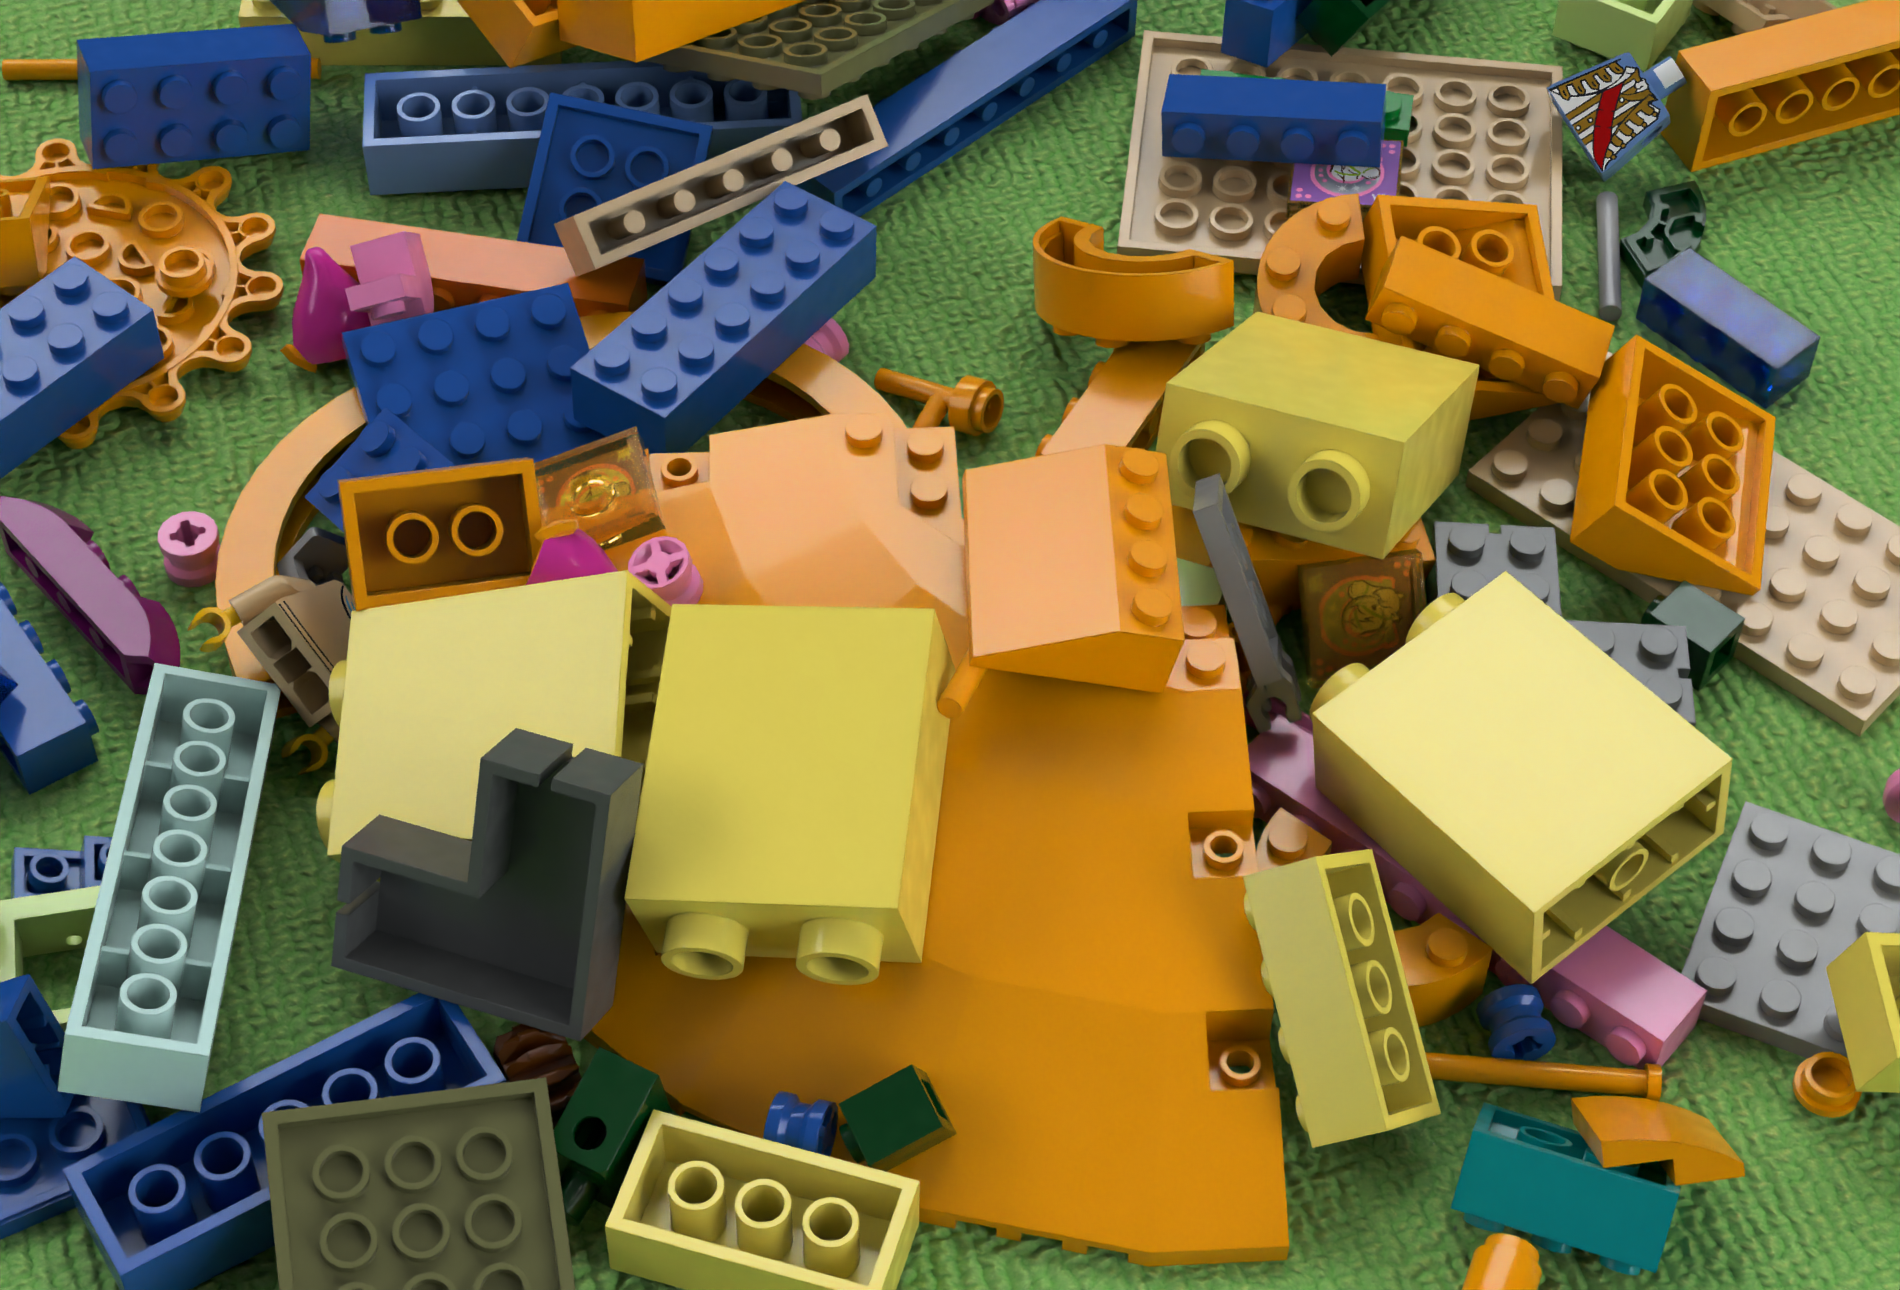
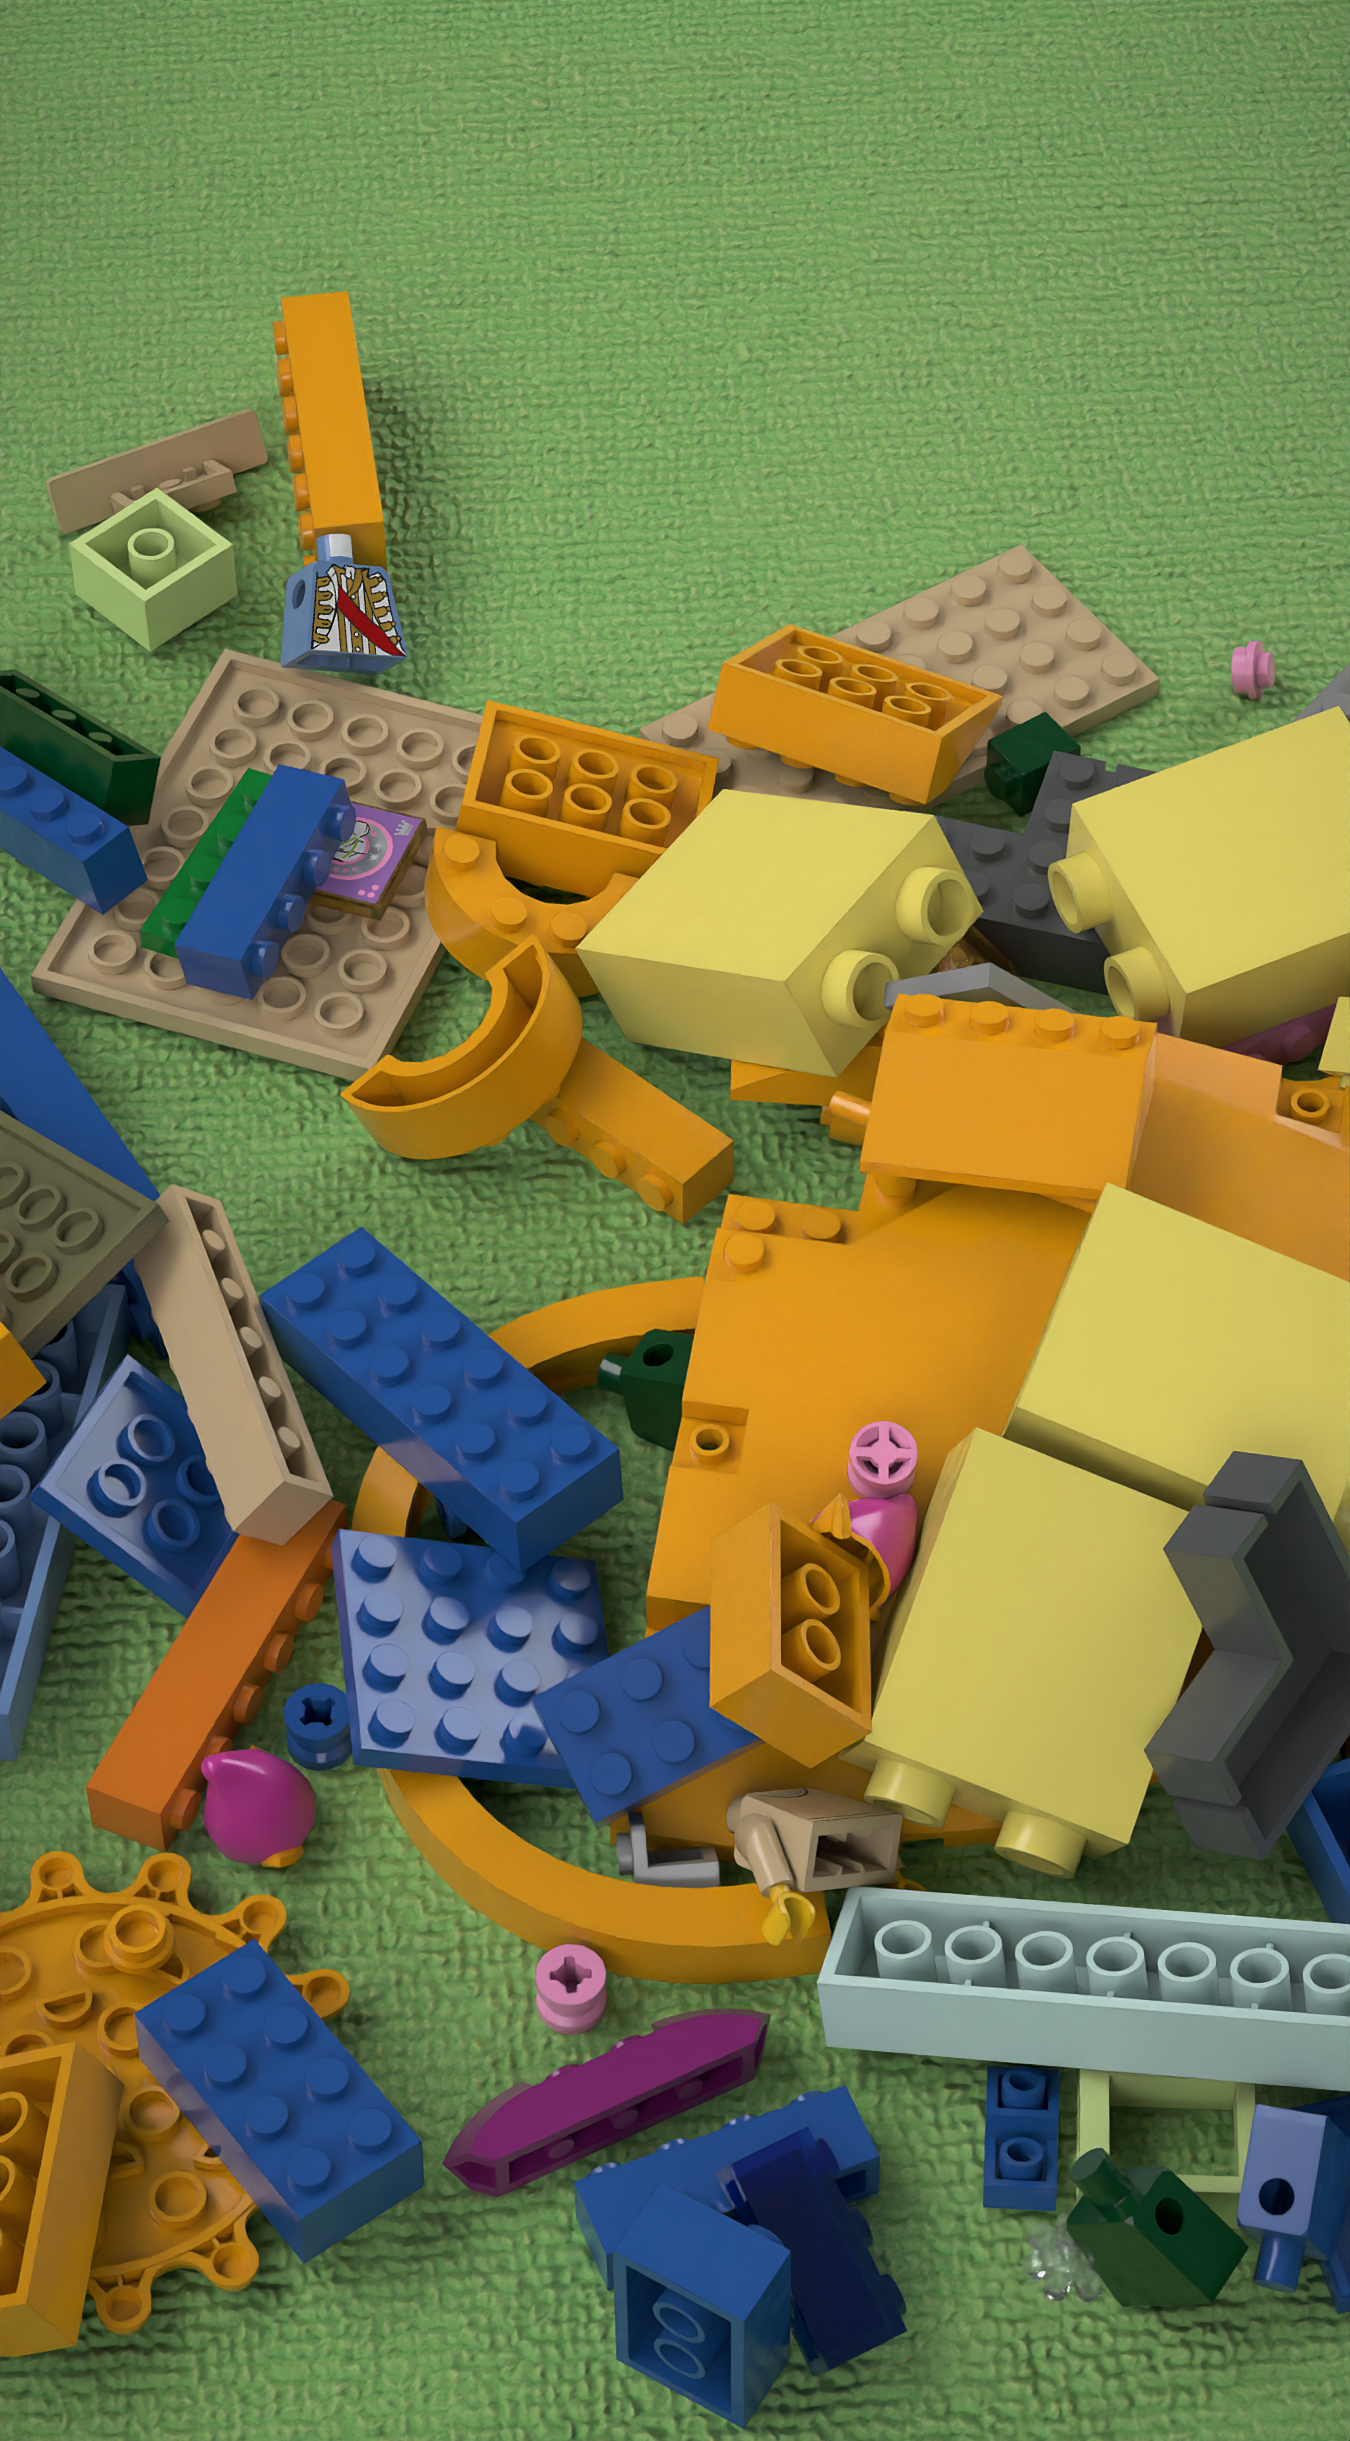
camera: 75 degrees left, 0 degrees up
(391, 279) = (252, 1708): bright pink brick -> none
(603, 487) = (706, 1498): clear yellow tile -> none
(971, 406) = (569, 1240): light orange piece -> none
(1490, 322) = (653, 774): light orange brick -> none
(1608, 256) = (483, 690): light grey bar -> none
(1674, 224) = (492, 649): dark green tile -> none
(1727, 327) = (643, 630): brick -> none

